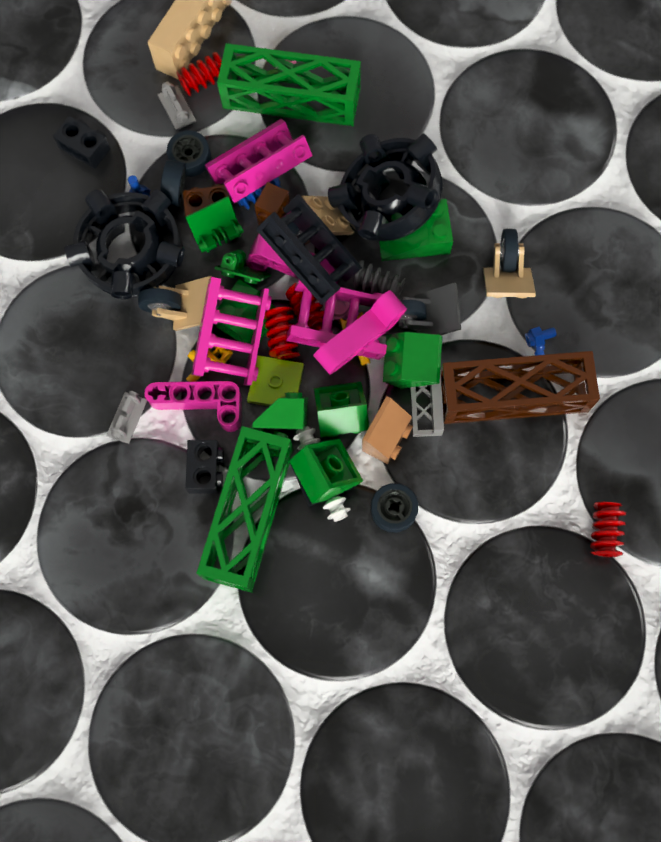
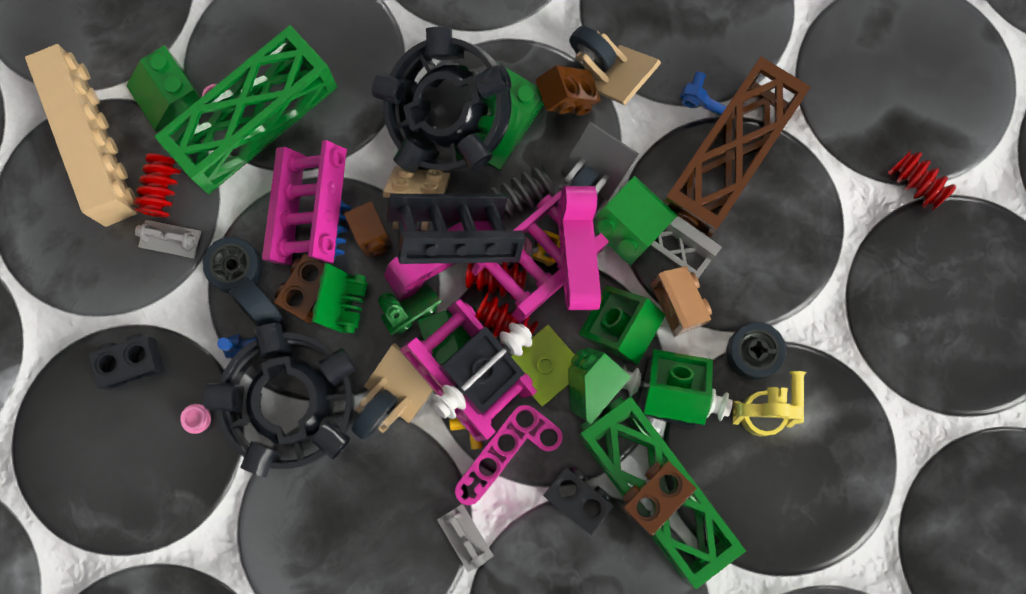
camera: 55 degrees left, 5 degrees up
(77, 206) = (195, 418): none -> bright pink plate
(233, 335) = (481, 370): none -> black plate
(233, 506) = (663, 504): none -> reddish brown brick
(267, 27) = (161, 88): none -> green slope
(357, 544) = (768, 411): none -> light yellow piece
(466, 255) = (568, 90): none -> reddish brown brick

